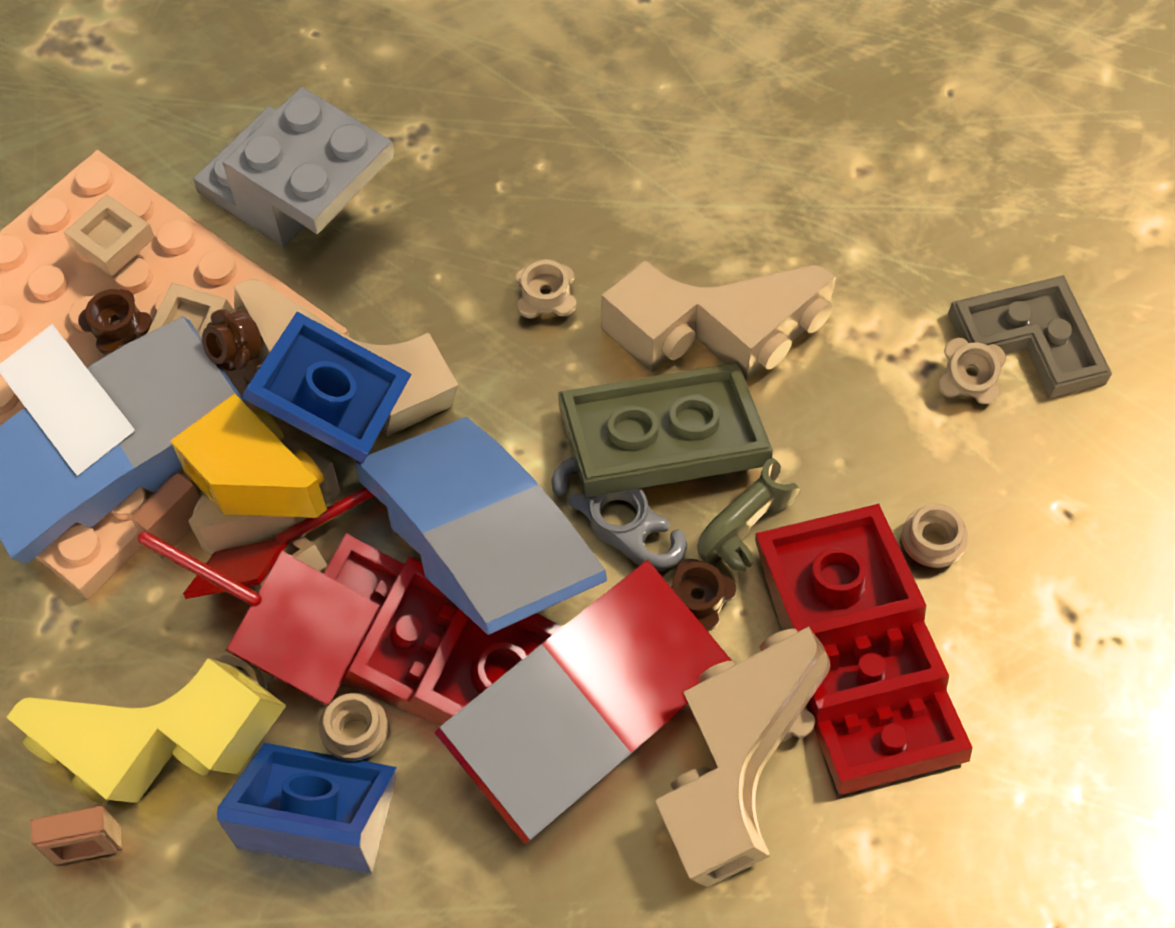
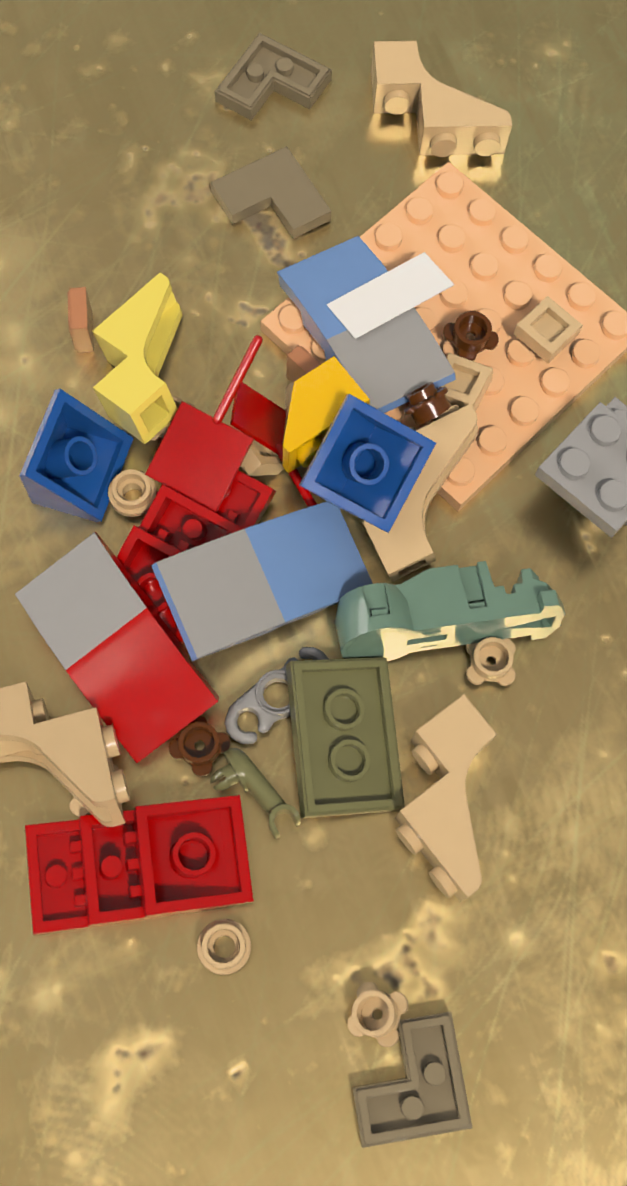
camera: 90 degrees right, 10 degrees up
(494, 331) = (443, 610): none -> sand green piece

